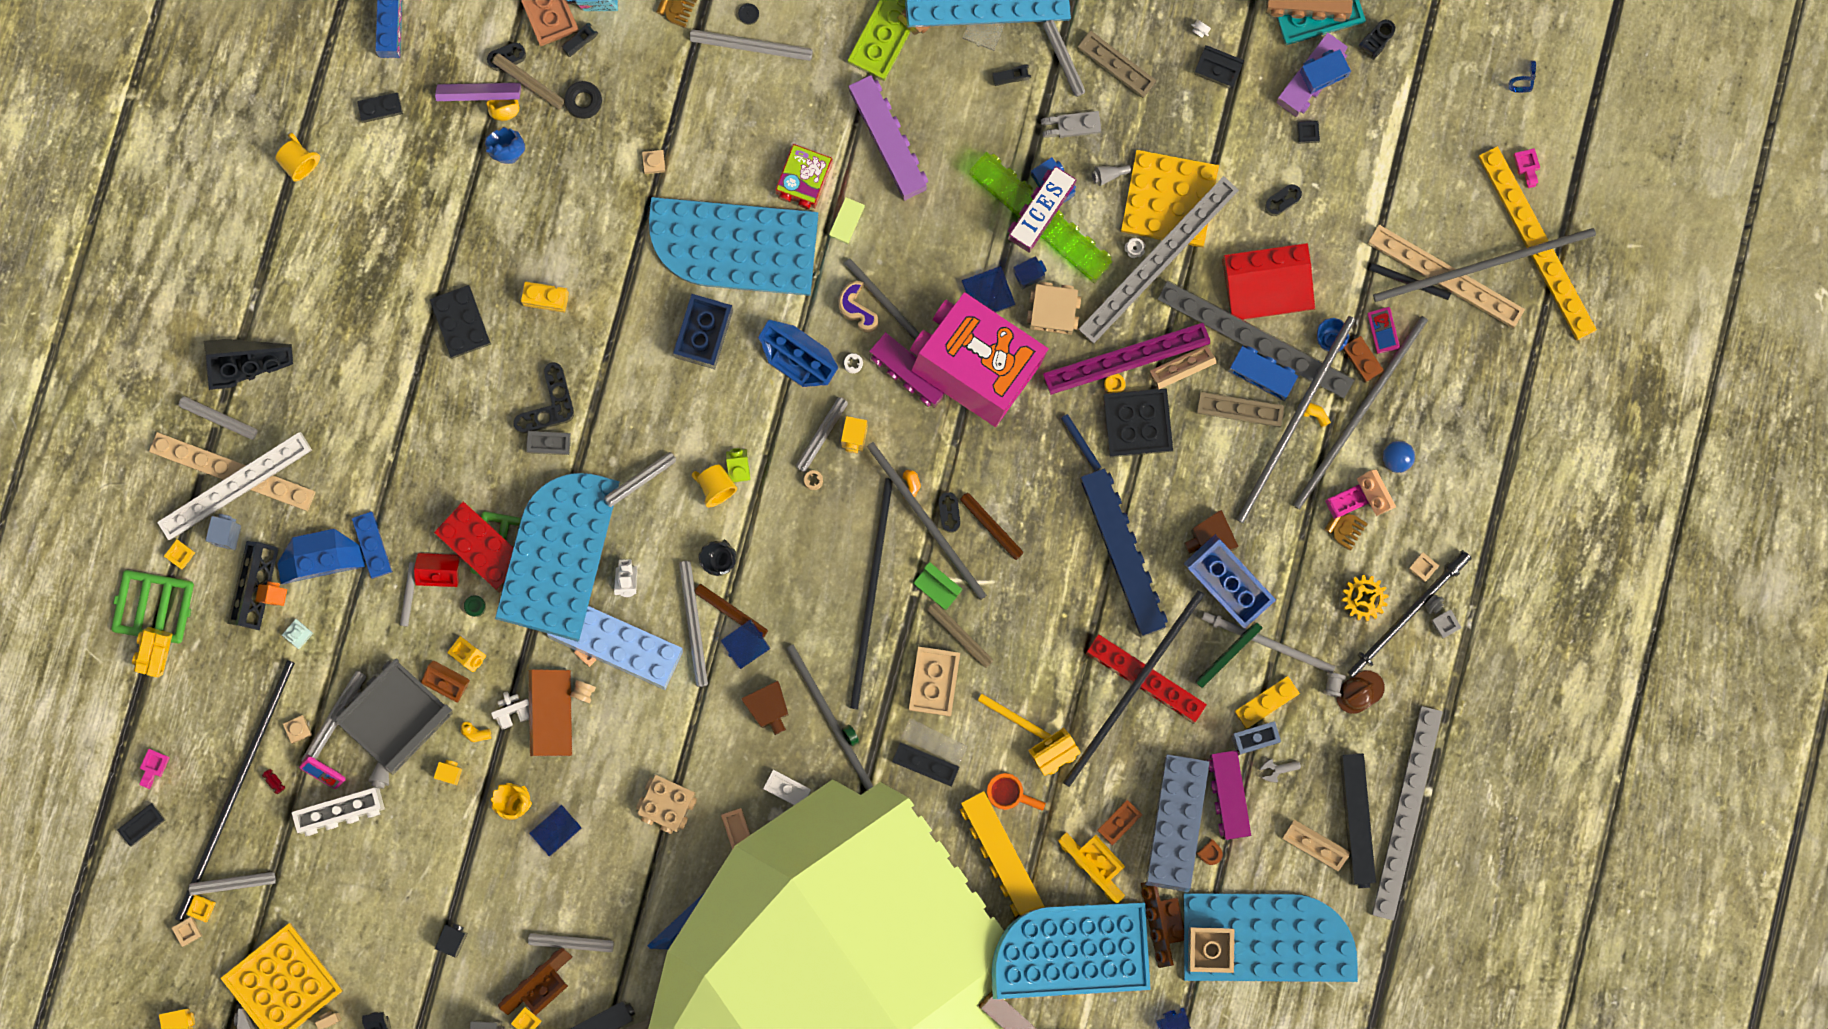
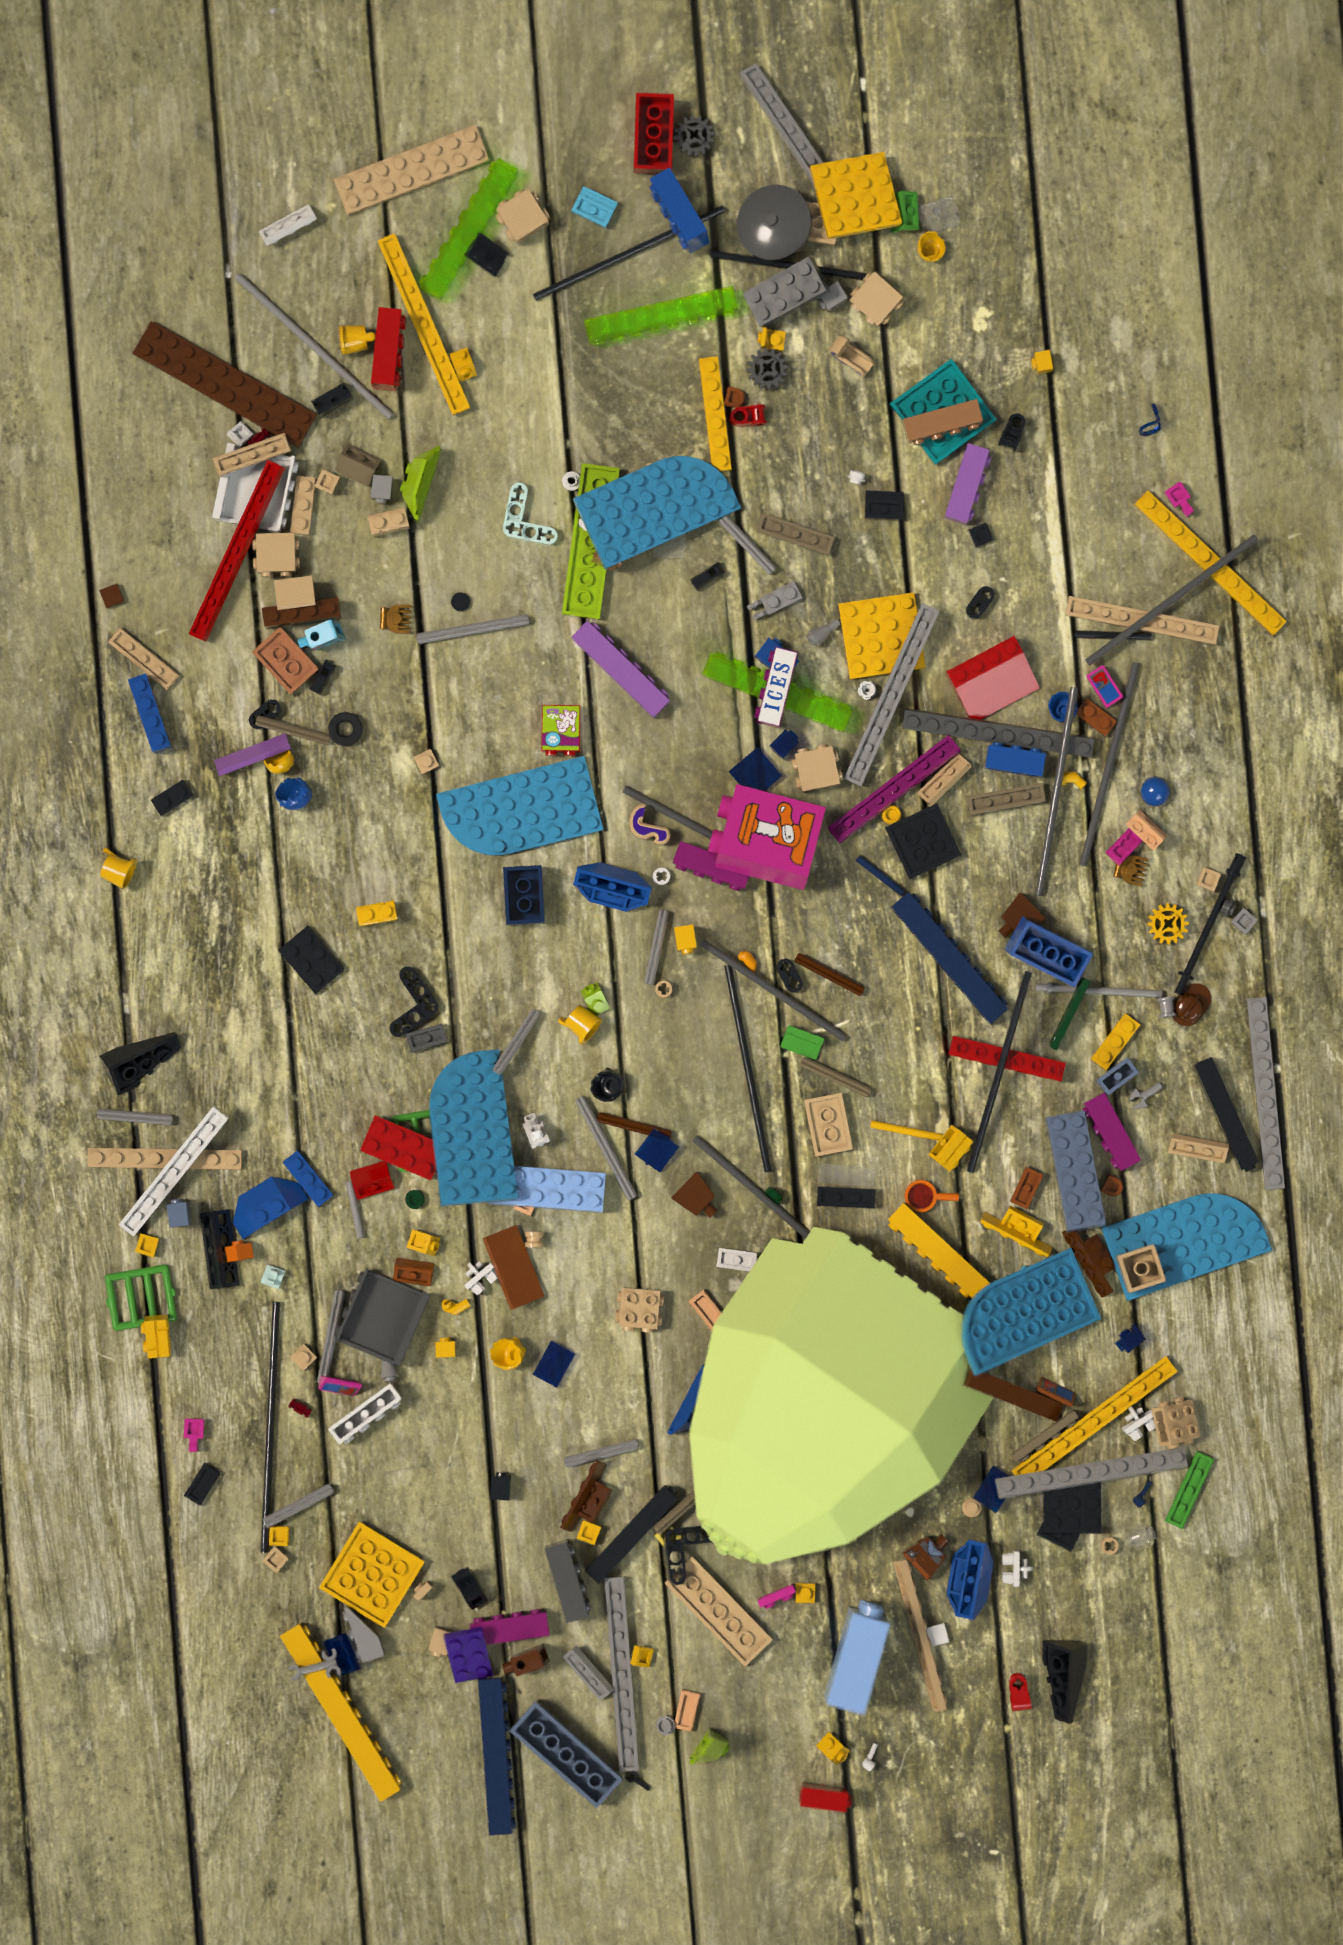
camera: 20 degrees left, 5 degrees up
(847, 220) = (611, 754): yellowish green tile -> none
(1325, 70) = (977, 480): blue brick -> none

